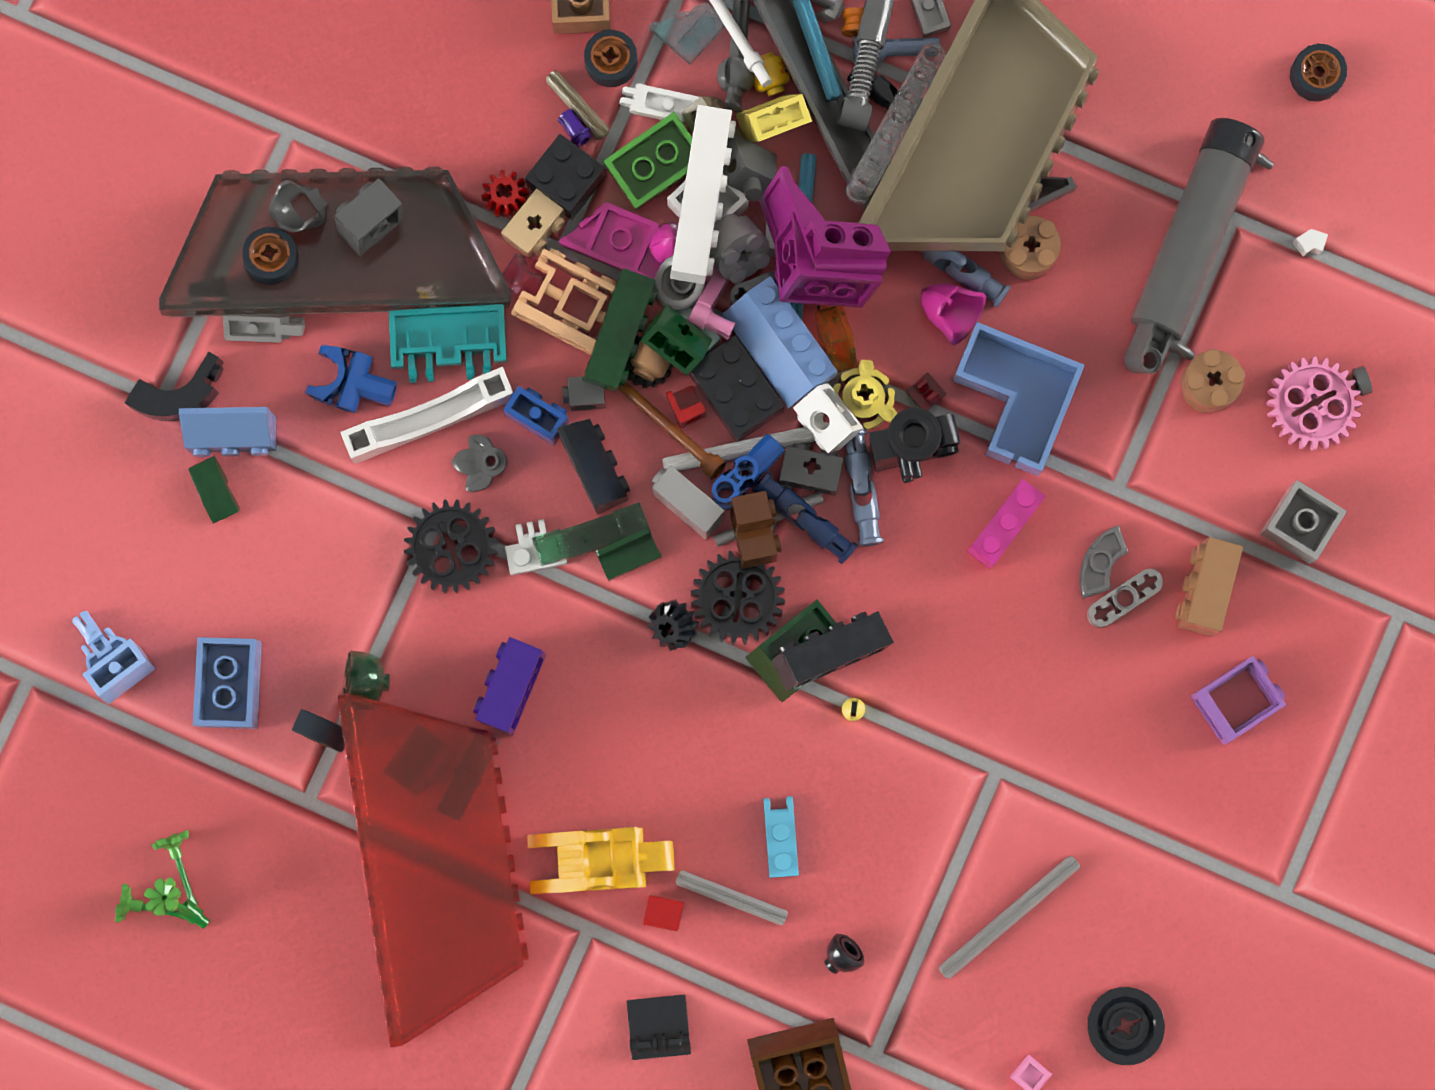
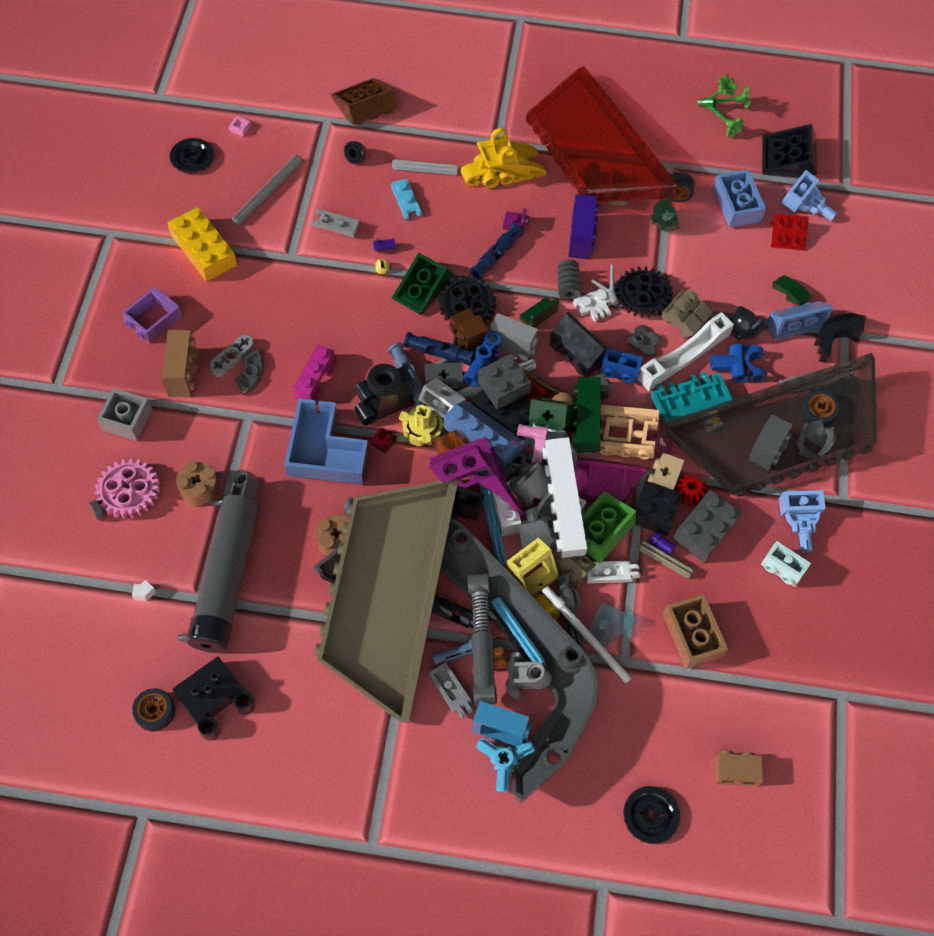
camera: 160 degrees right, 20 degrees down
(98, 764) = (790, 152): none -> black slope
(168, 602) = (789, 231): none -> red hinge
(316, 440) = (745, 324): none -> black cylinder
(361, 116) = (802, 512): none -> light blue brick
(402, 486) = (686, 313): none -> dark tan hips
(413, 39) = (785, 564): none -> light aqua brick
(504, 131) = (707, 526): none -> dark grey brick
(504, 556) = (611, 291): none -> light grey plant
(564, 595) = (568, 279): none -> dark grey piece
(590, 535) = (577, 307): clear green slope -> none
(611, 744) = (517, 218): none -> magenta bracket
(621, 68) = (650, 601): wheel -> none
(657, 690) = (502, 244): none -> dark blue piece
(658, 1027) = (446, 105): black hinge -> none
(663, 913) = (460, 150): red panel -> none
(673, 624) = (500, 277): black gear -> none
(731, 407) = (504, 381): none -> dark grey brick
(832, 650) = (403, 279): black brick -> none
(841, 748) = (380, 245): none -> dark purple pin
(895, 123) = (442, 589): clear beam -> none
(909, 811) = (336, 223): none -> light grey hinge
(952, 309) = (379, 481): dark pink helmet -> none
(1139, 820) = (202, 244): none -> yellow brick
(1242, 74) = (209, 693): none -> black piece

